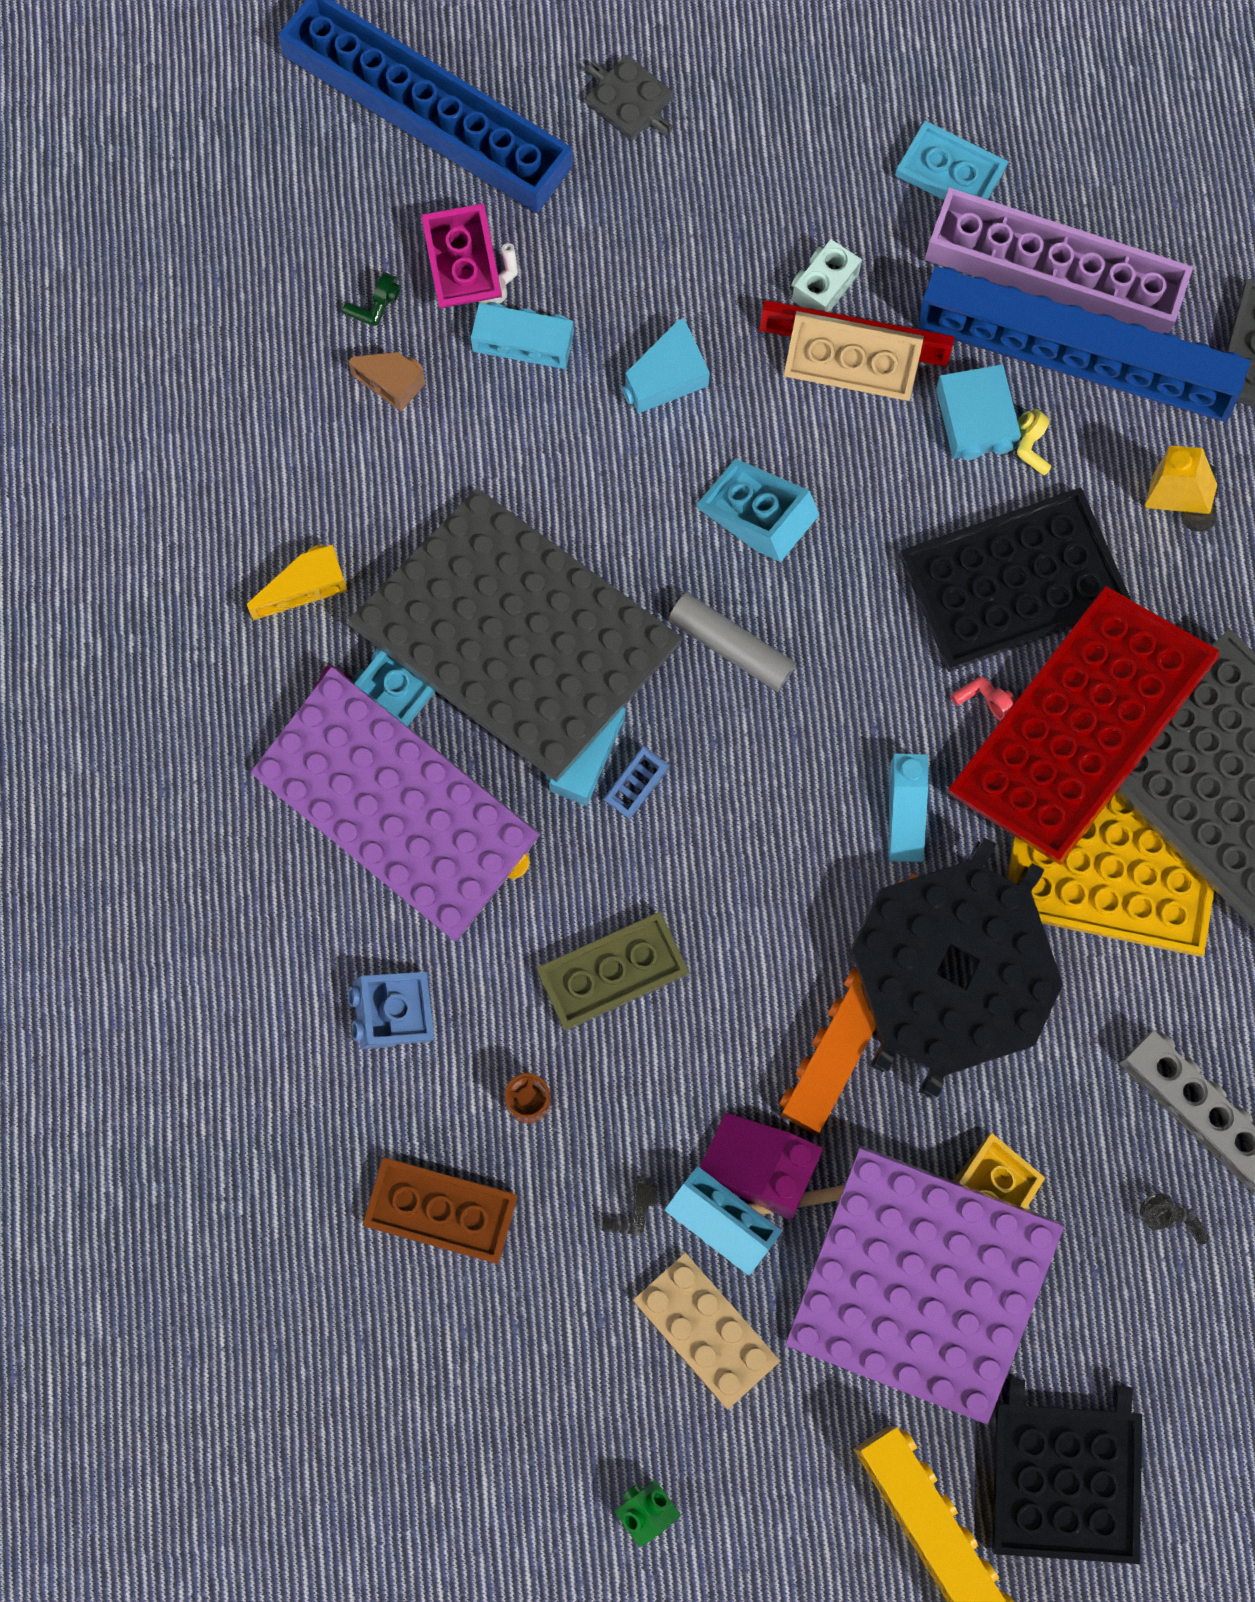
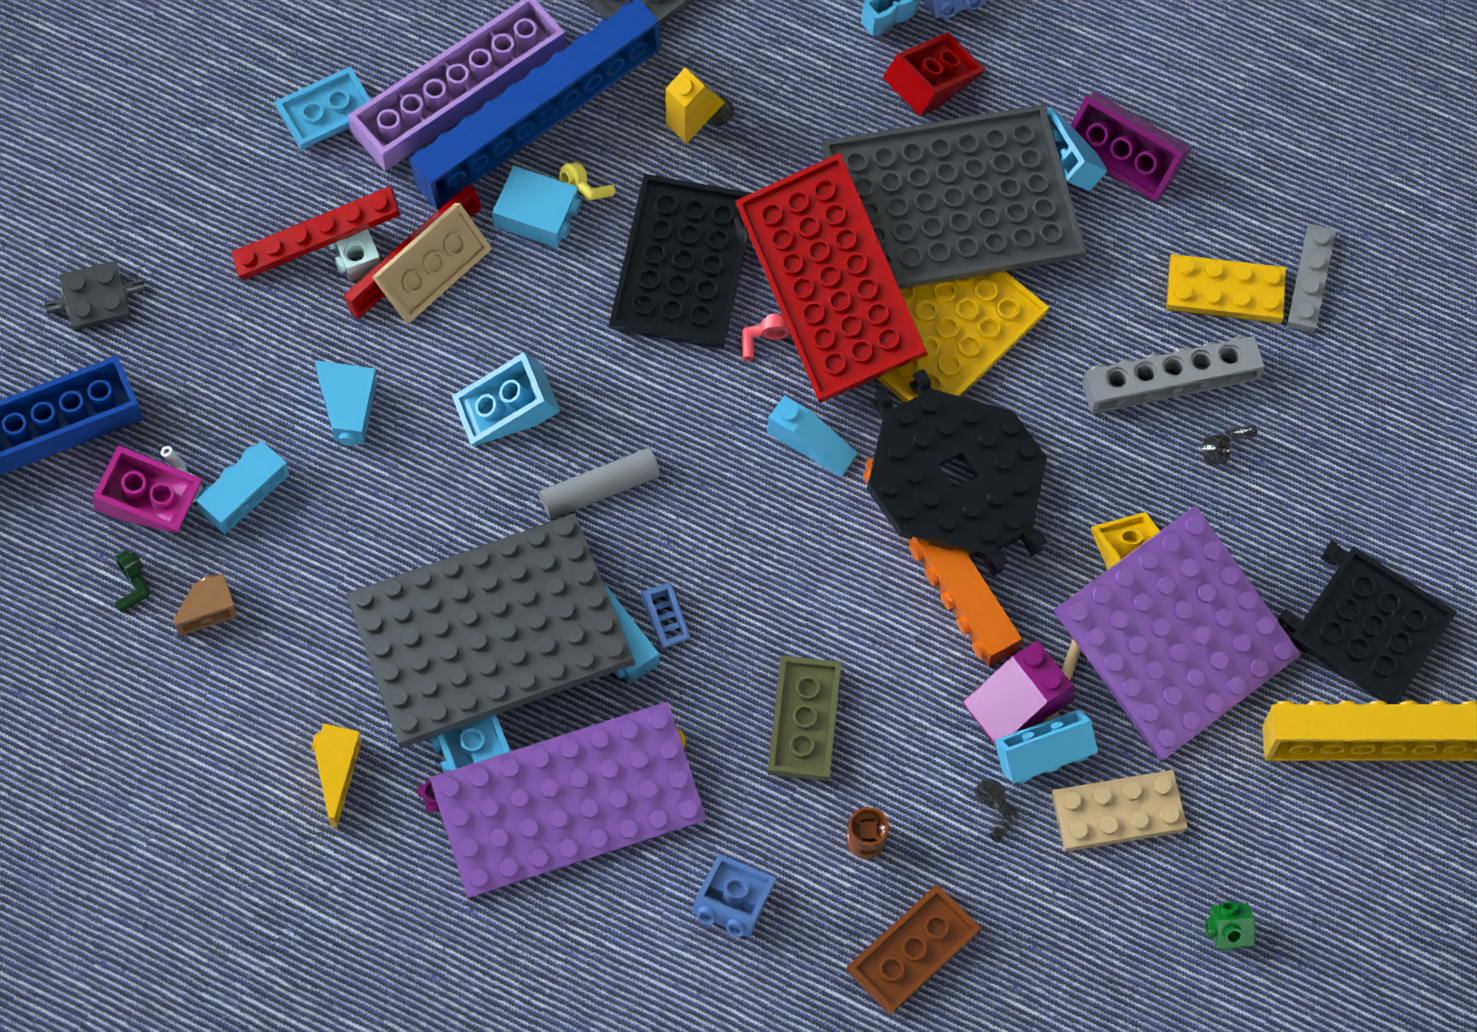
camera: 60 degrees left, 10 degrees down
(812, 238) = (316, 233): none -> red plate

